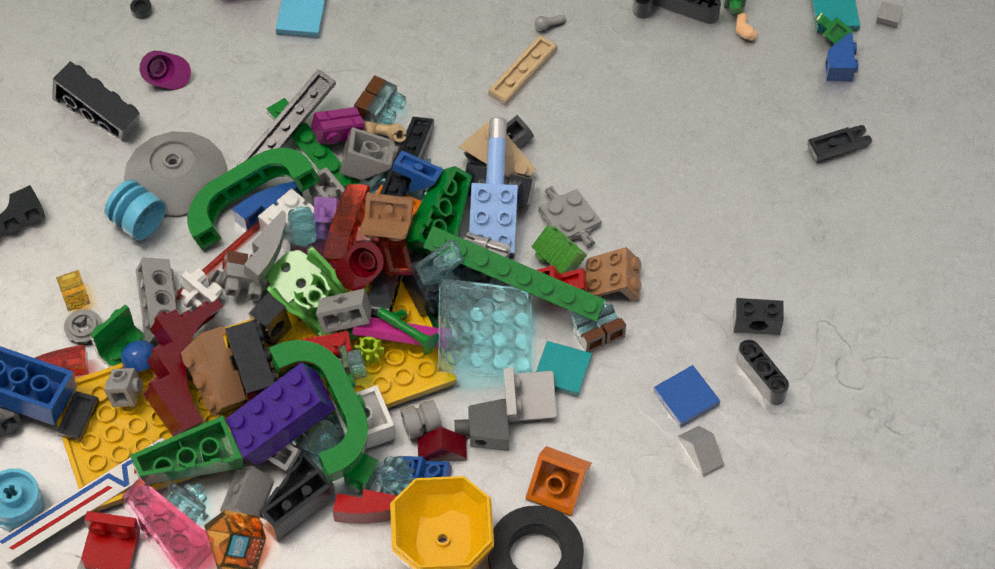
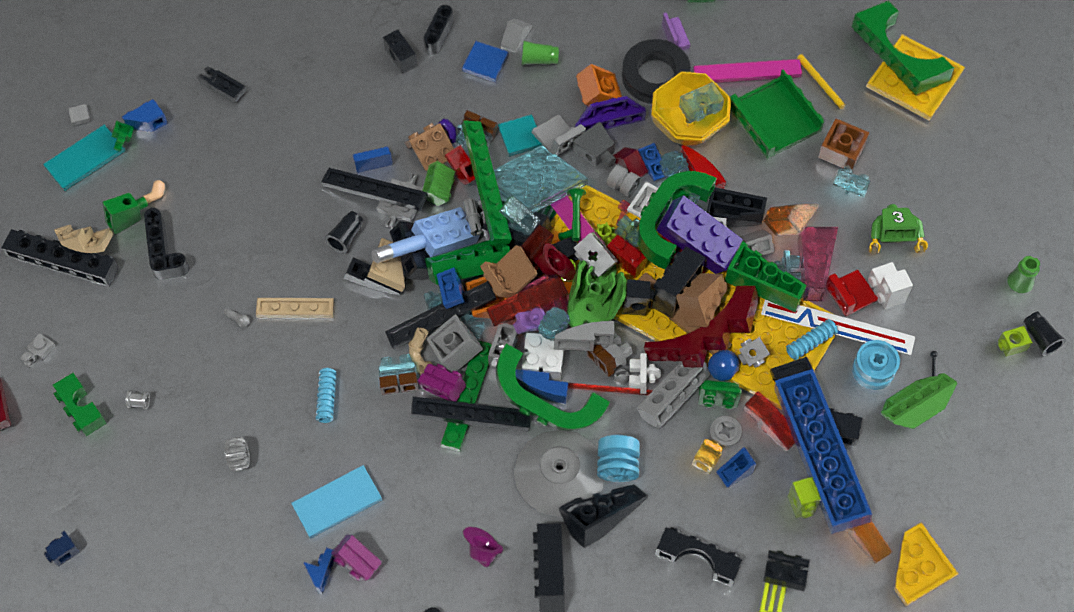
camera: 125 degrees left, 5 degrees up
(38, 308) = (737, 468): none -> blue slope
(89, 454) = (812, 339): none -> medium azure piece
(107, 167) = (595, 516): none -> black wedge
(387, 393) = (623, 206): none -> clear pink hand
(409, 41) = (326, 395): none -> medium azure piece
(427, 535) = (708, 95): none -> clear light blue brick
(516, 463) = (612, 113): none -> dark purple wedge
(568, 144) = (344, 232): none -> black plant
(594, 190) = (374, 189): none -> black plate
(625, 307) = (450, 128): none -> dark purple arm
(639, 218) = (372, 159): none -> blue panel
(651, 447) = (539, 54): none -> bright green plant

